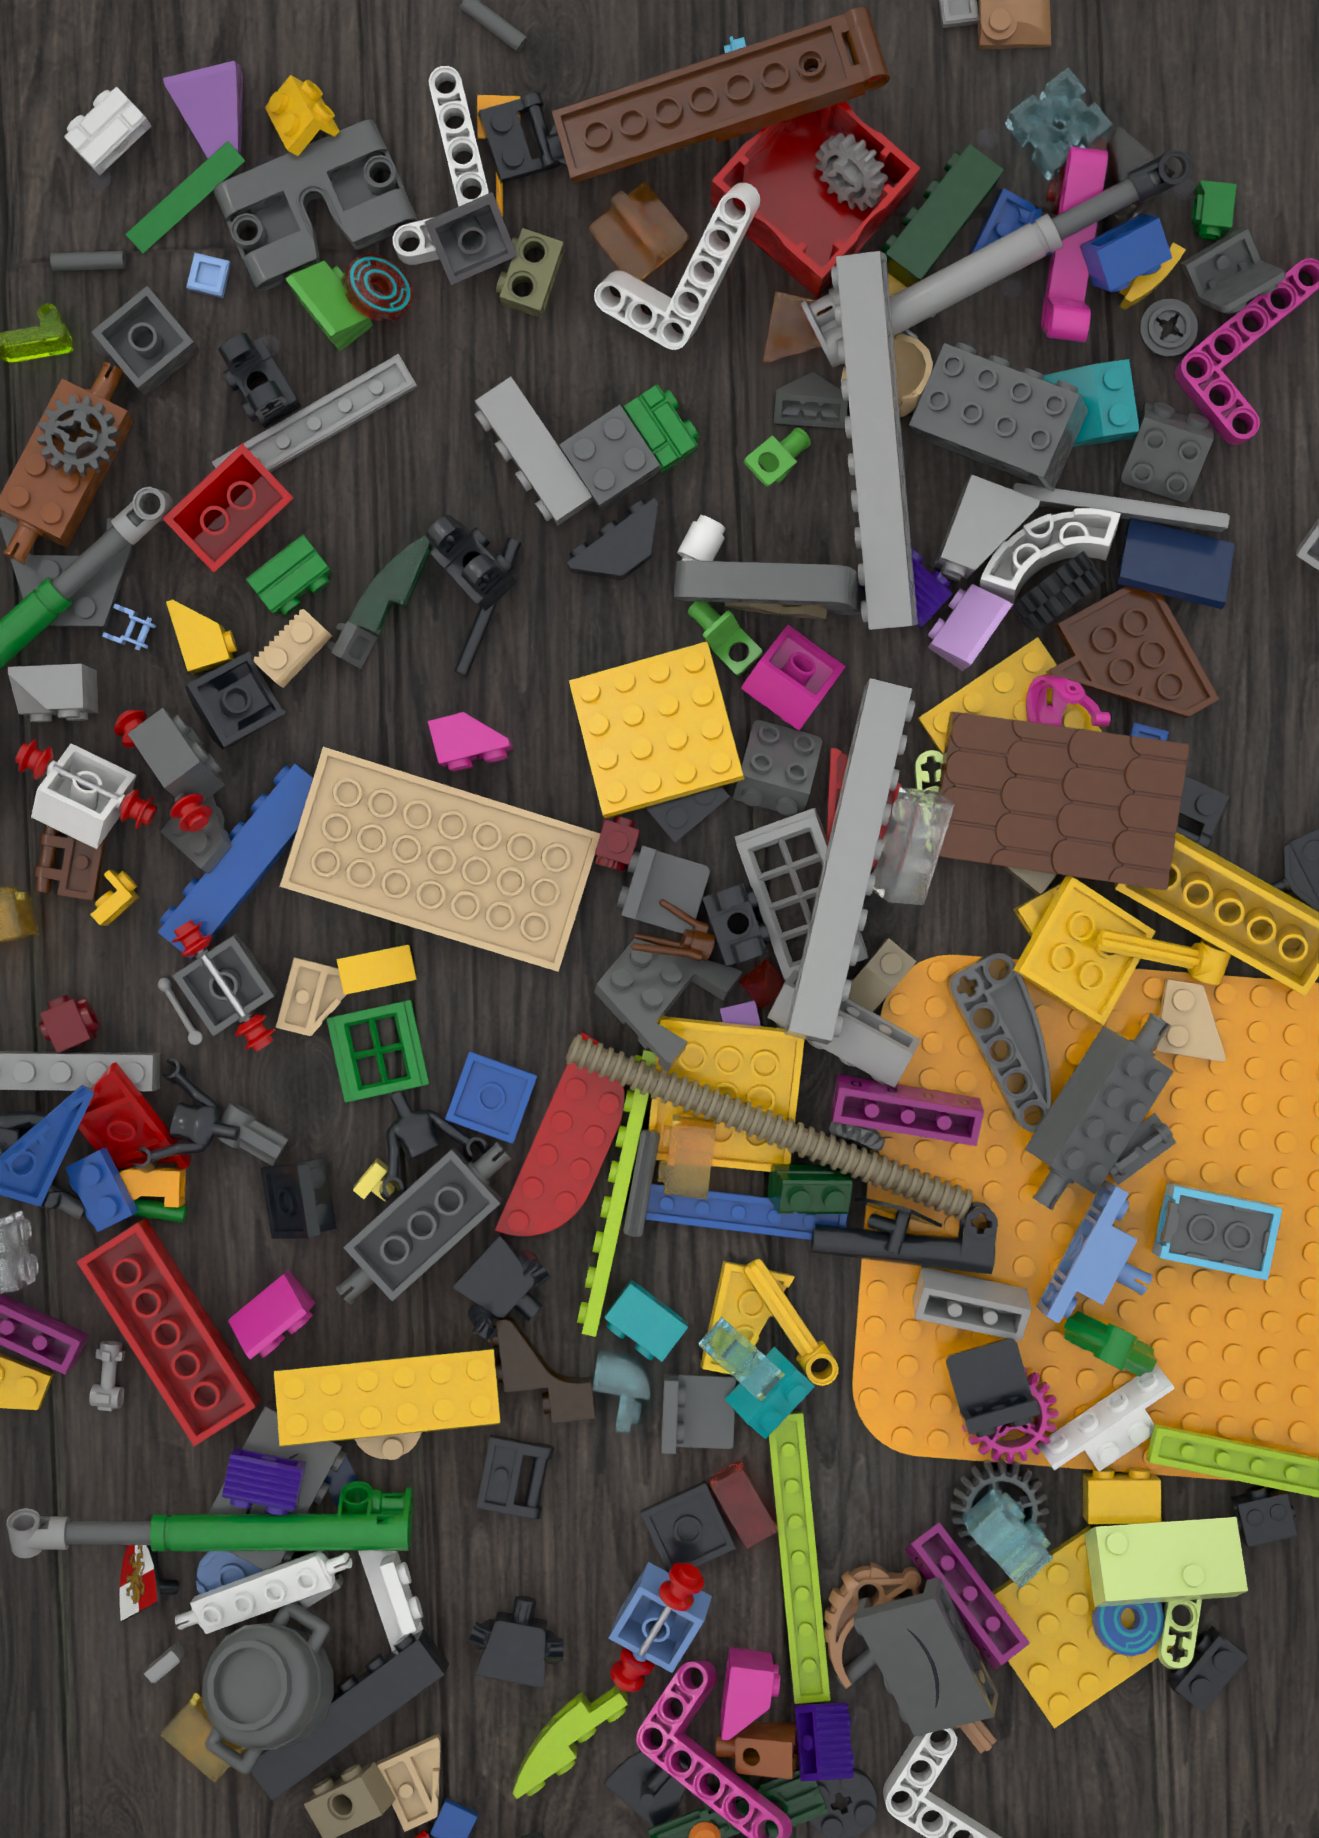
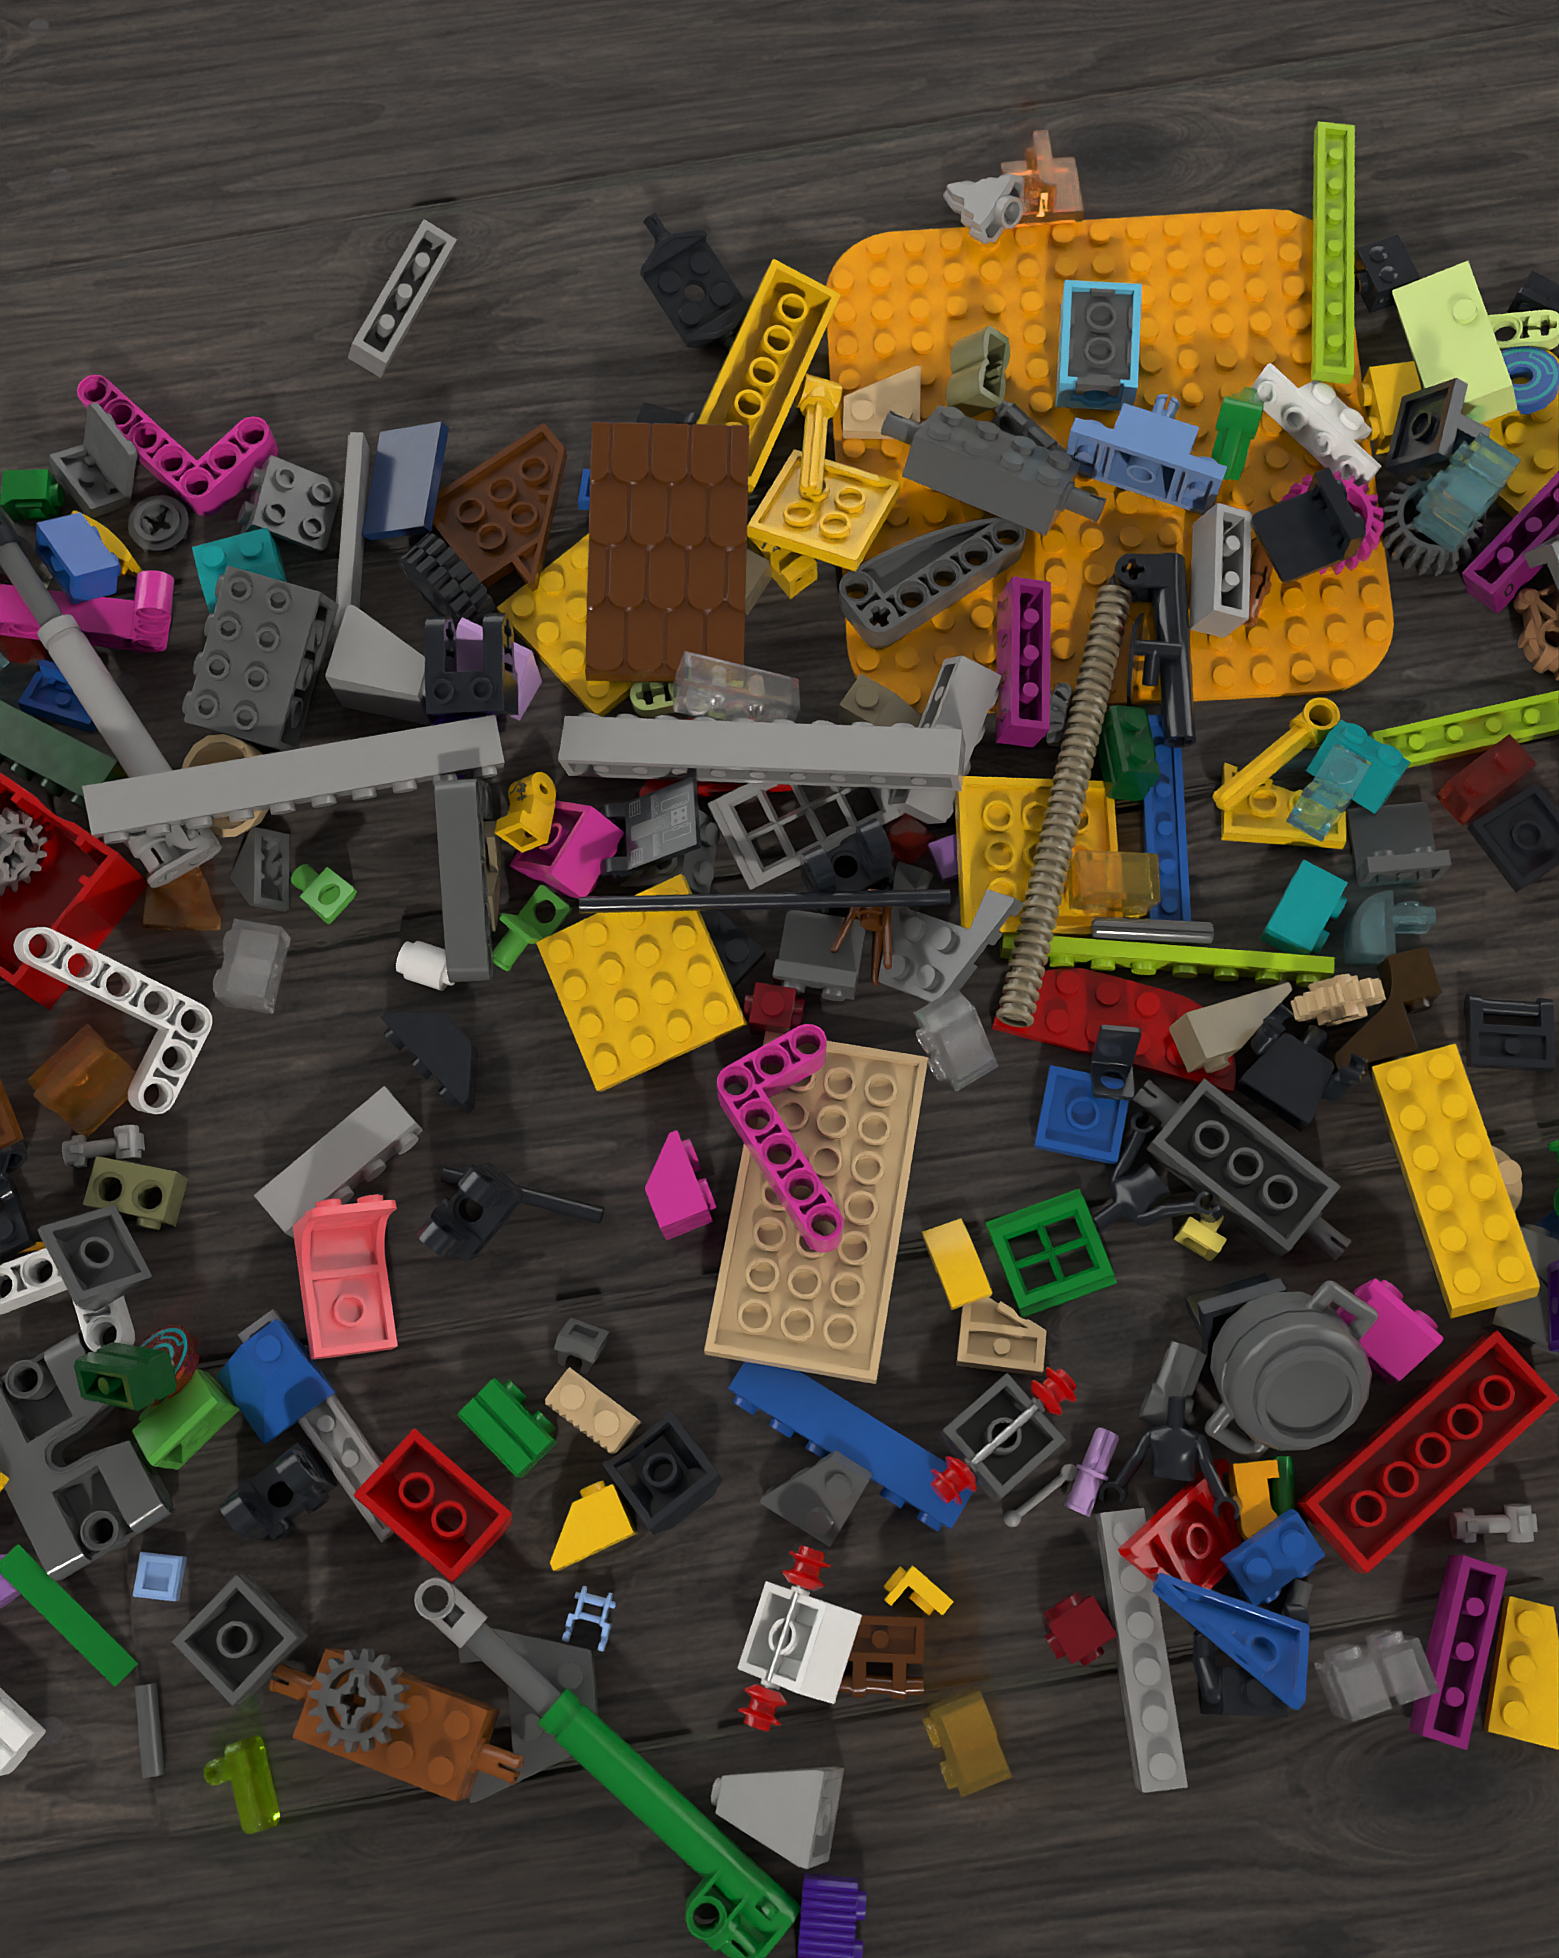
camera: 90 degrees left, 15 degrees down
(55, 690) = (676, 1698): light grey slope -> none
(177, 760) = (739, 1528): dark grey brick -> none
(191, 1055) = (1092, 1471): none -> lavender axle
(243, 1230) = (1290, 1371): none -> dark grey piece
(351, 383) = (274, 1380): none -> blue slope
(364, 259) = (125, 1375): none -> dark green brick
(391, 586) = (509, 1304): clear green slope -> none
(428, 449) = (345, 1277): none -> coral bracket
(499, 829) = (775, 1135): none -> dark pink beam
(537, 1130) = (1115, 1055): none -> black bracket
(543, 1231) = (1219, 1030): none -> dark tan slope
(556, 1332) = (1338, 1000): none -> tan gear
(565, 995) = (955, 1040): none -> clear brick
(576, 266) = (125, 1145): none -> light grey bar
(610, 457) = (337, 1072): dark grey brick -> none
(661, 427) = (302, 1026): green brick -> none
(707, 846) = (757, 901): none -> black piece
(721, 386) = (251, 966): none -> clear brick
(795, 762) = (656, 828): none -> black flag
(830, 647) = (529, 812): none -> yellow leg
(937, 601) = (470, 693): none -> black brick
(955, 1336) = (1259, 582): none -> dark orange pin
(1046, 542) = (387, 588): white brick -> none
(1063, 692) = (550, 569): dark pink helmet -> none
(1076, 1518) = (1431, 427): none -> black bracket
(1204, 1113) = (978, 372): none -> olive brick

